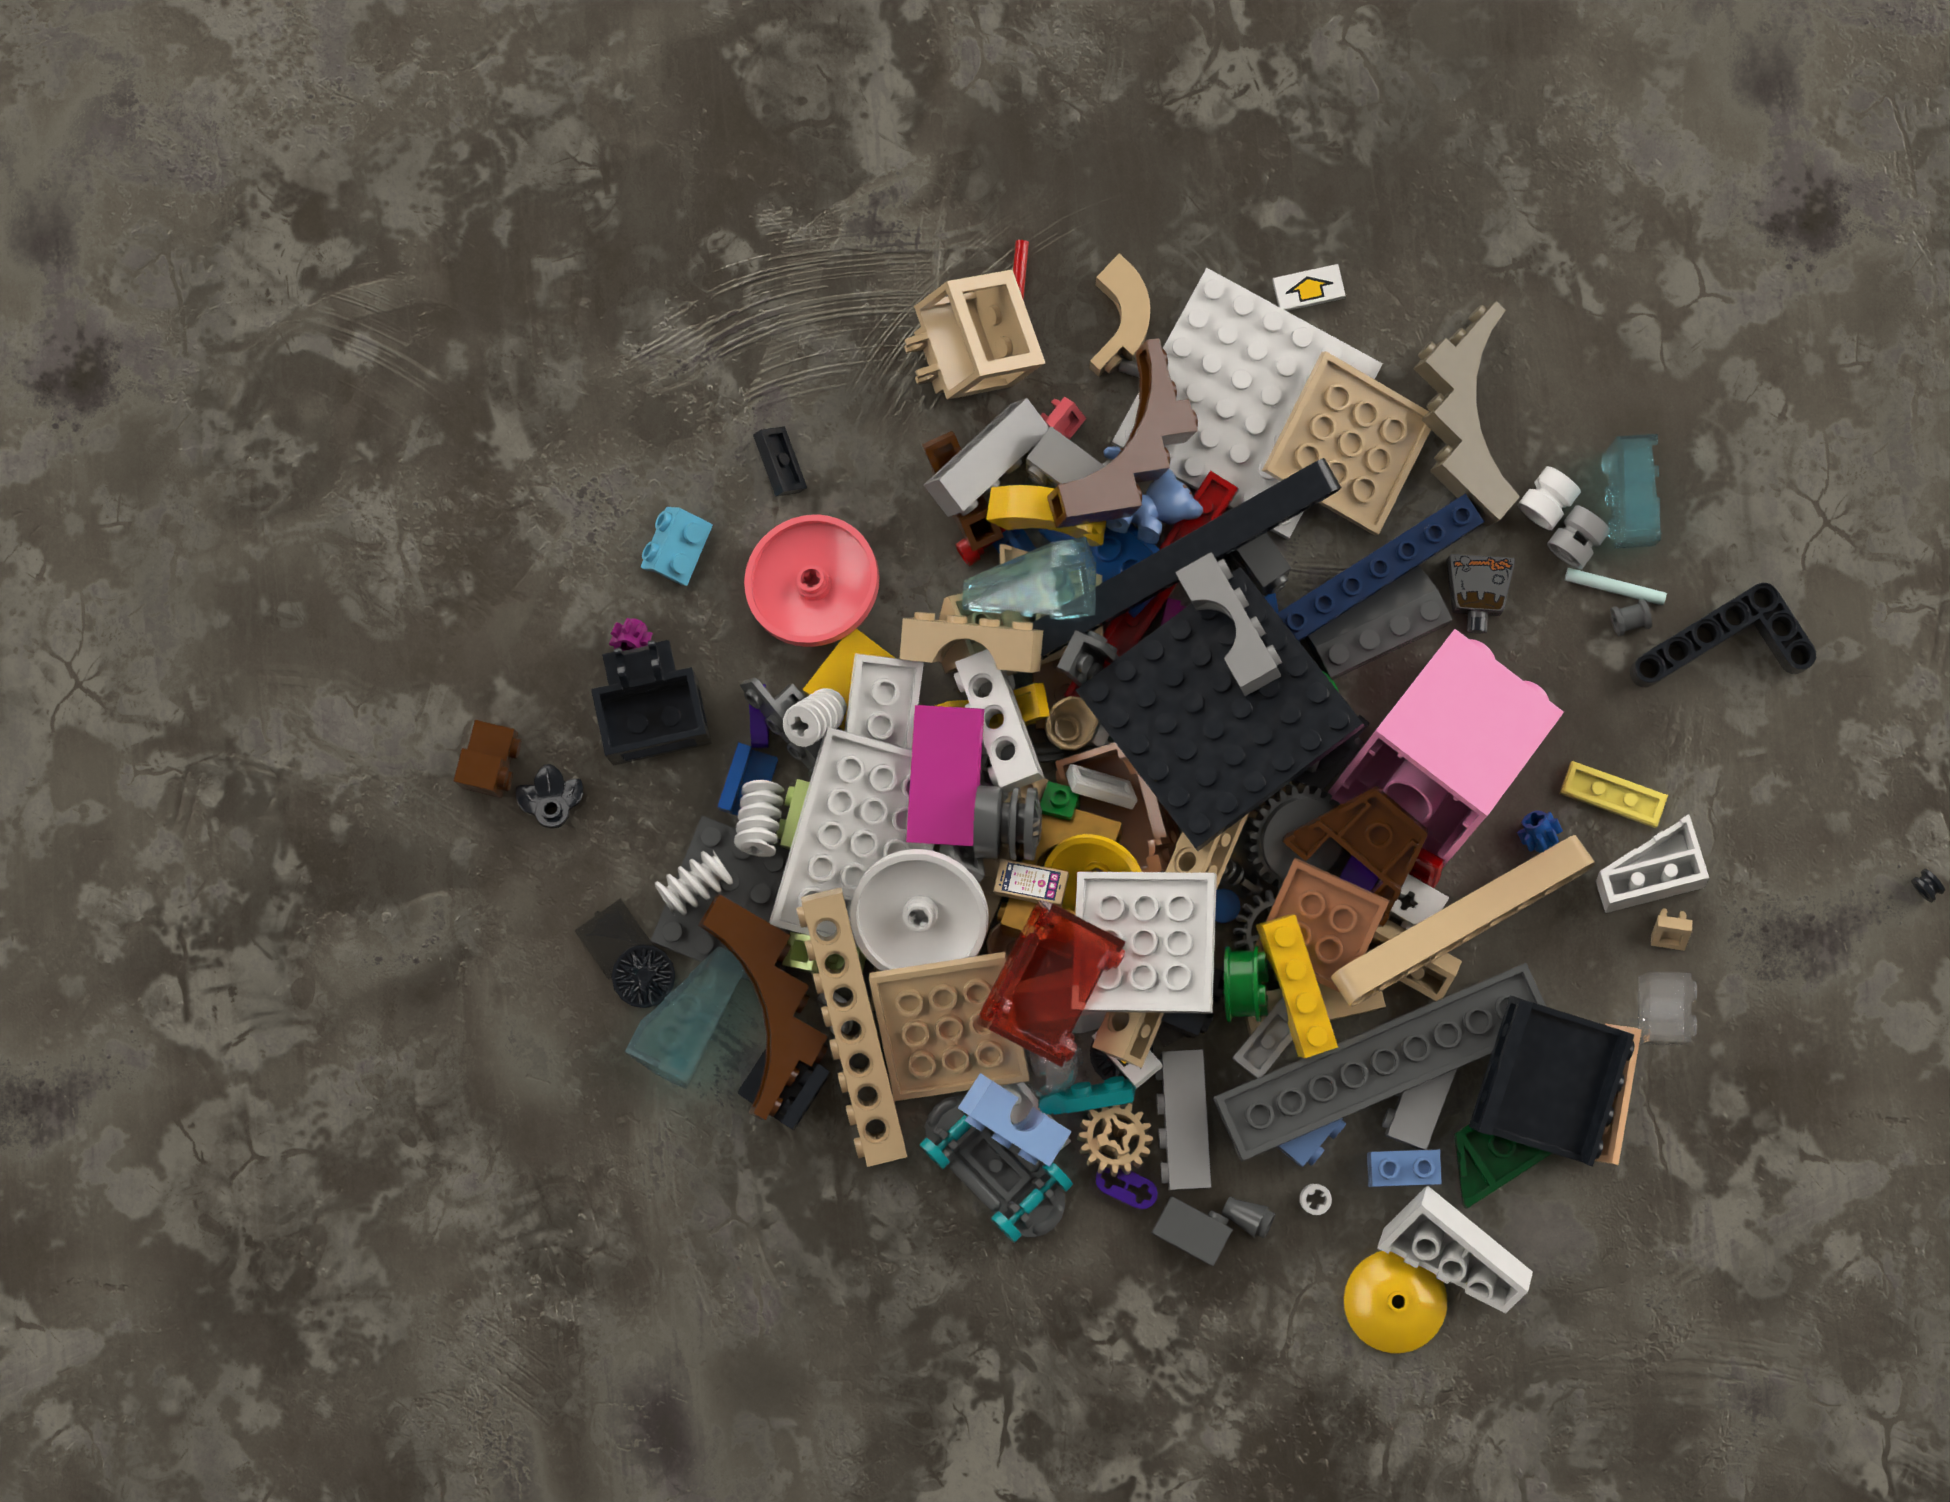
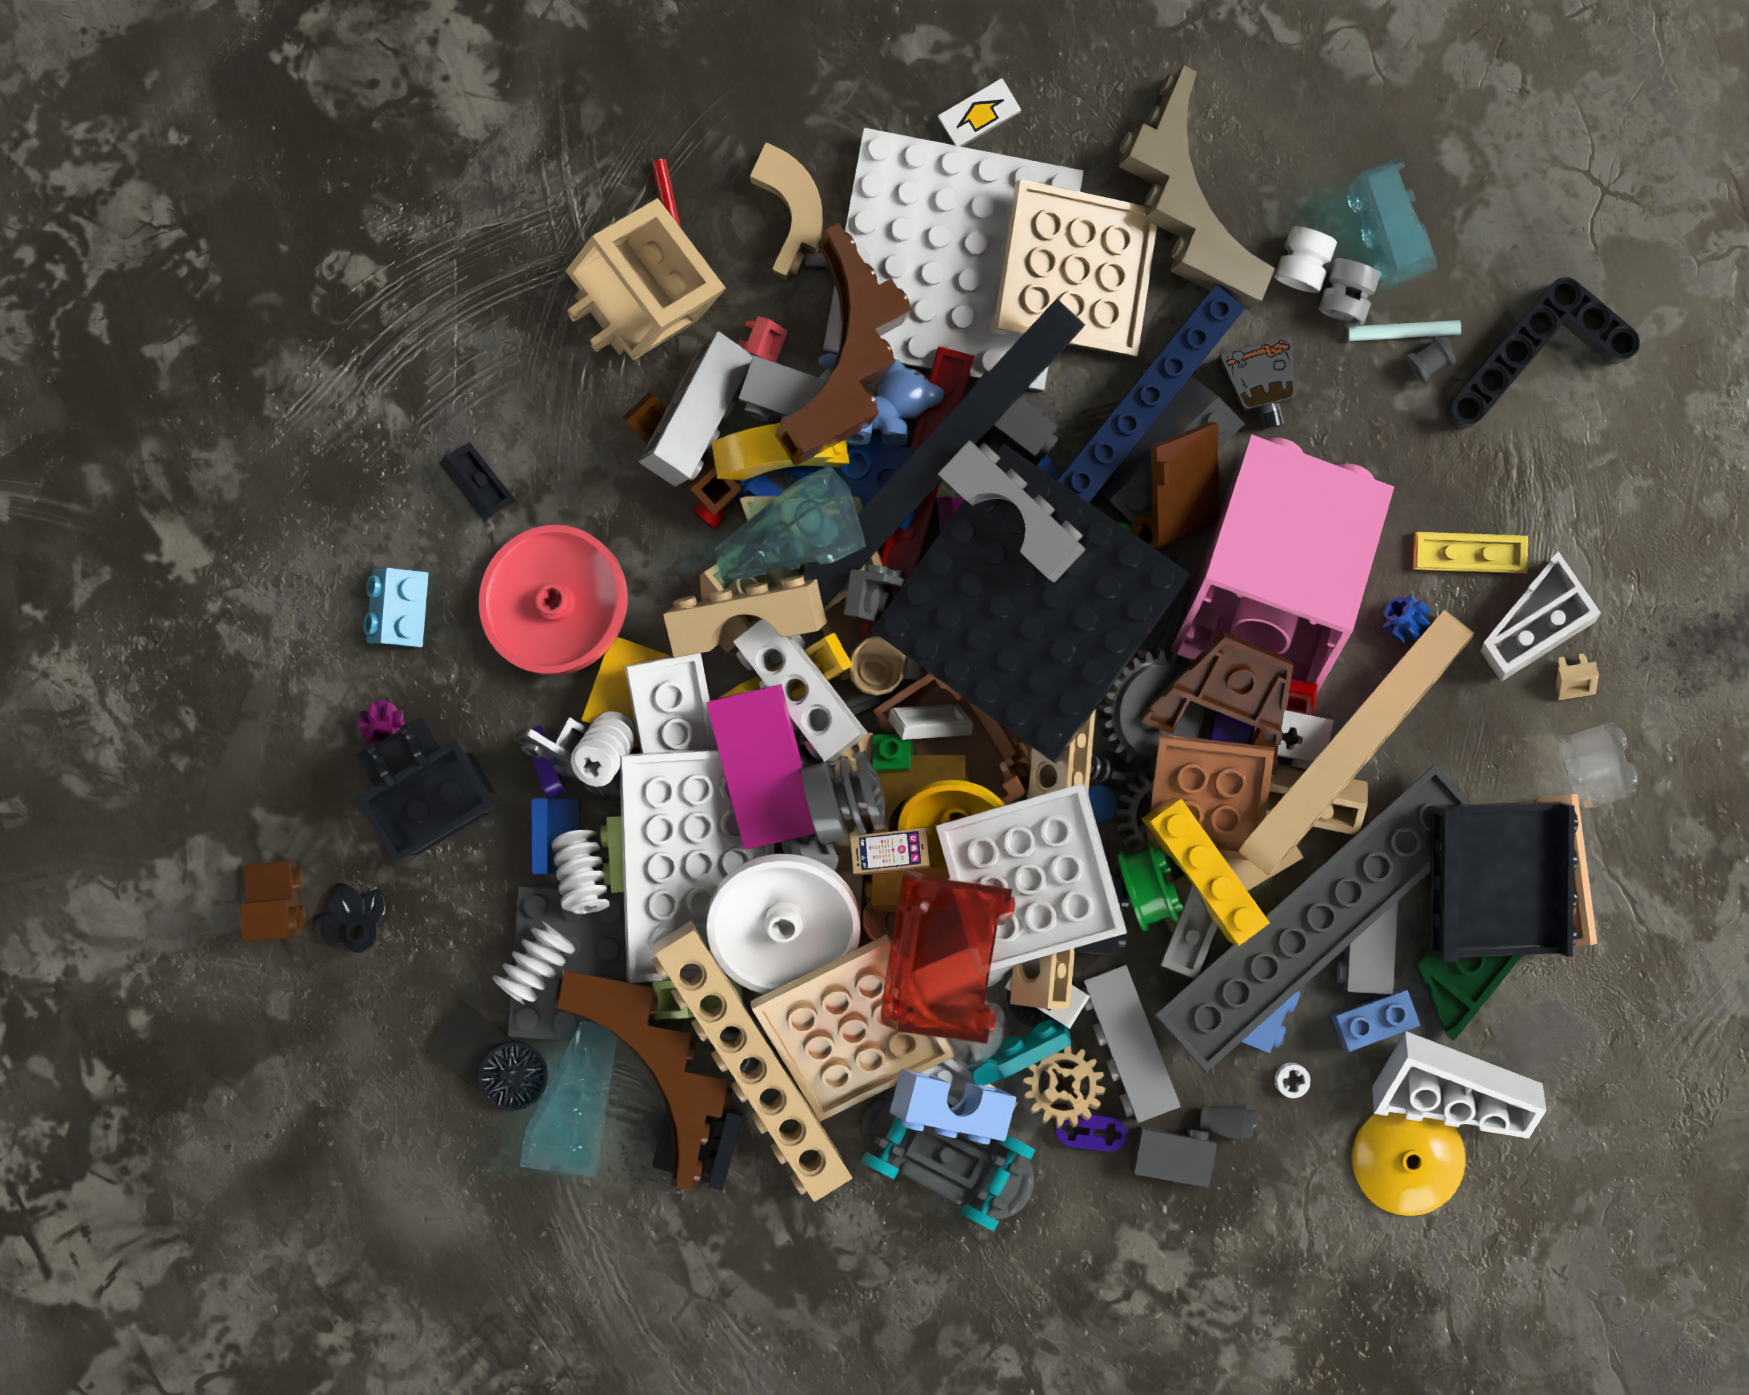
camera: 20 degrees left, 5 degrees up
(1381, 654) = (1182, 487): none -> reddish brown door

